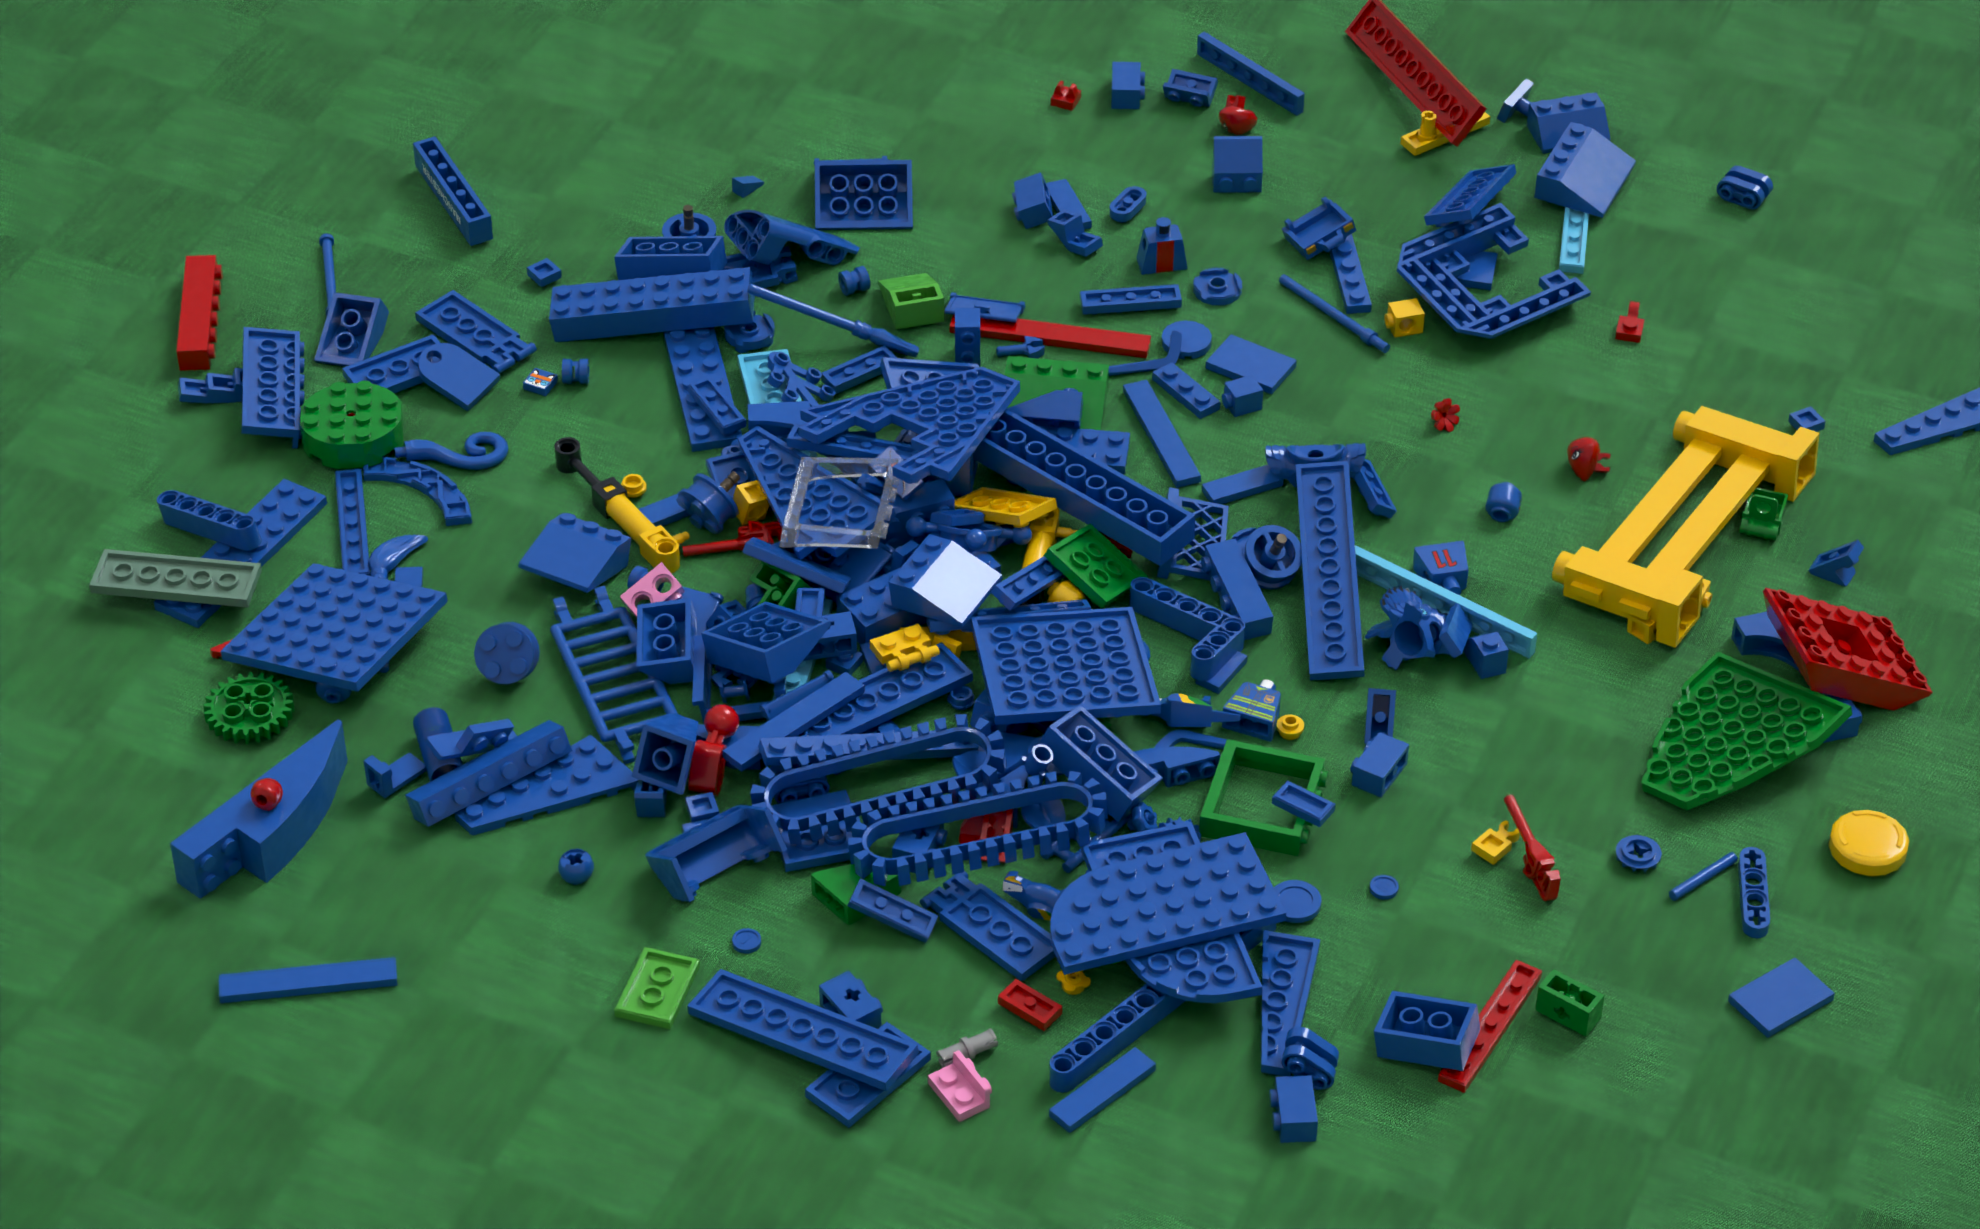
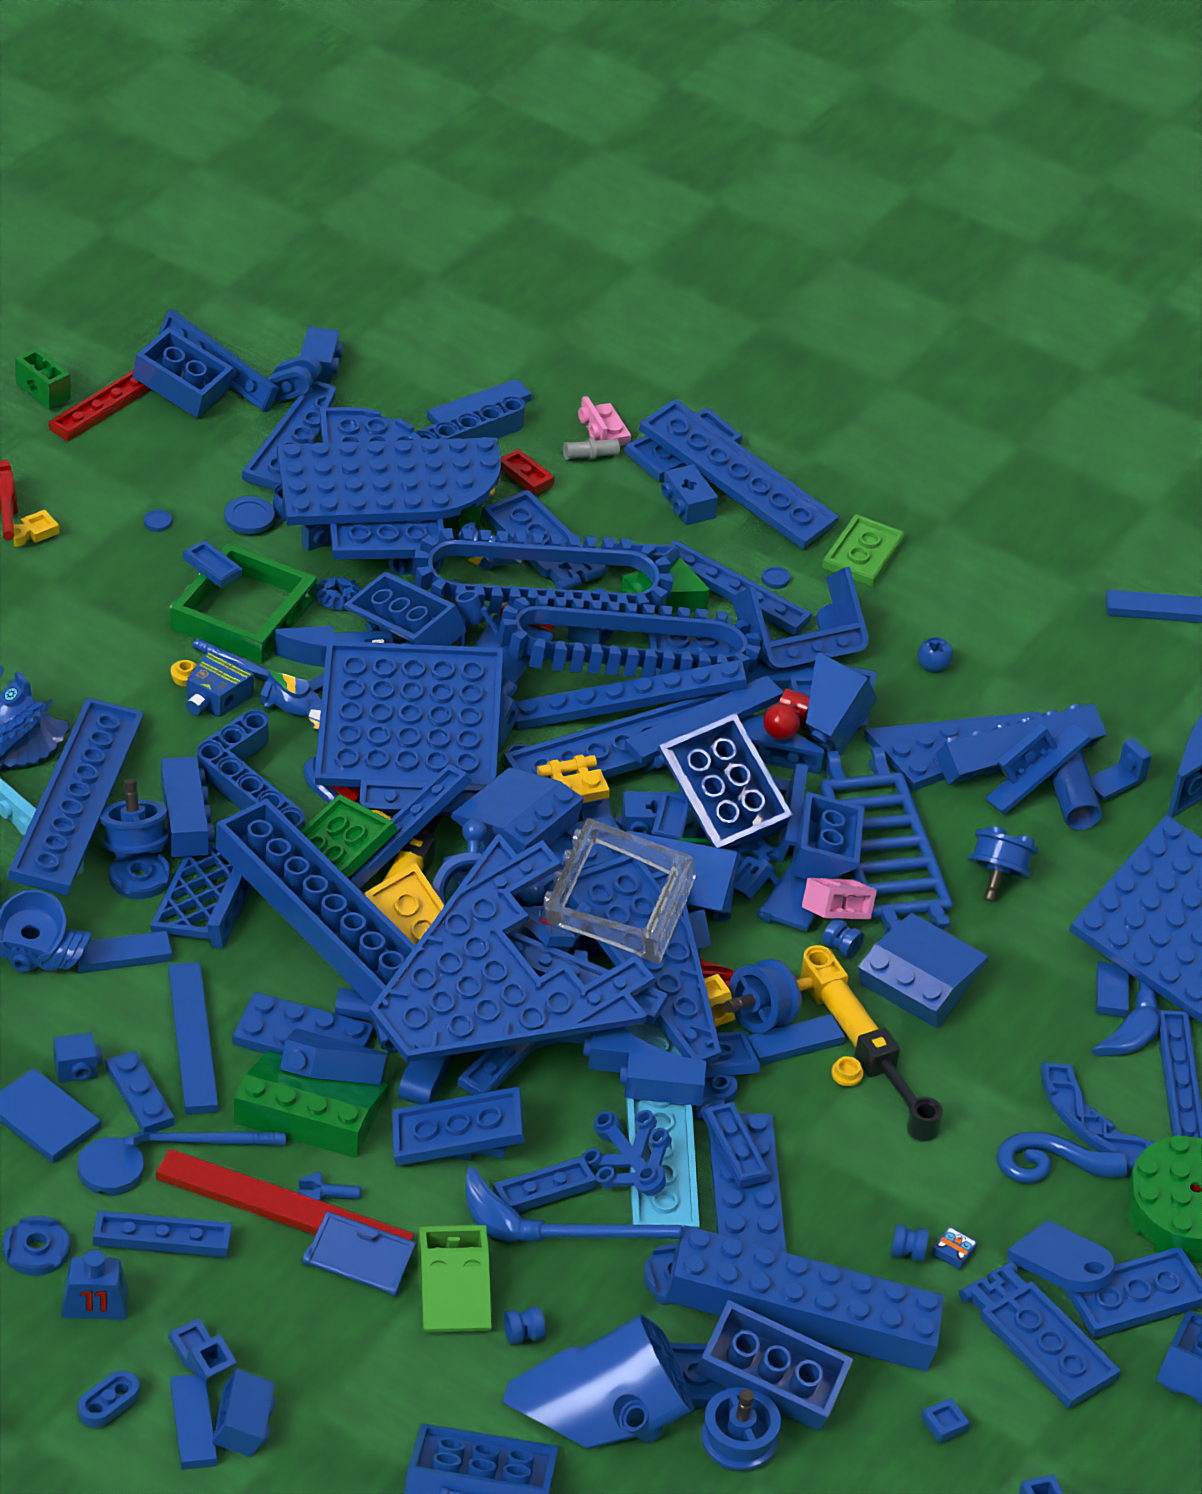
camera: 175 degrees left, 0 degrees up
(788, 908) = (729, 583): none -> blue plate
(967, 335) = (399, 1180): blue brick -> none
(1379, 713) = (87, 660): blue slope -> none
(1379, 764) = (112, 612): blue brick -> none
(1404, 1079) = (244, 377): none -> blue tile

